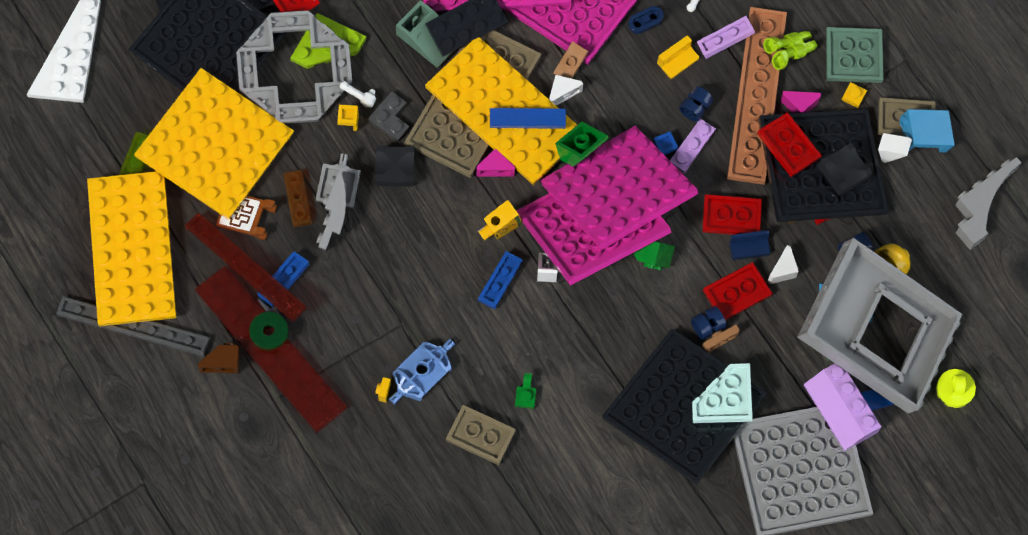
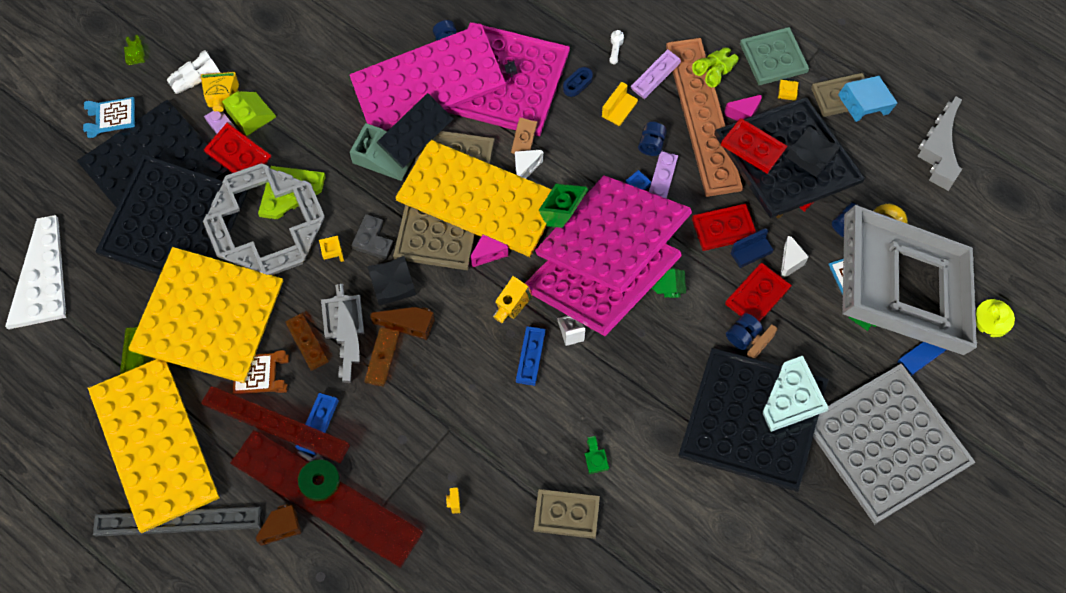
camera: 15 degrees left, 5 degrees down
(366, 99) = (344, 228): white piece -> none
(368, 227) = (384, 346): none -> clear orange tile
(399, 210) = (410, 321): none -> reddish brown slope
(416, 385) = (480, 484): medium blue plate -> none
(528, 118) = (503, 196): blue tile -> none
(842, 406) = (904, 368): lavender slope -> none
(893, 147) = (847, 120): white slope -> none

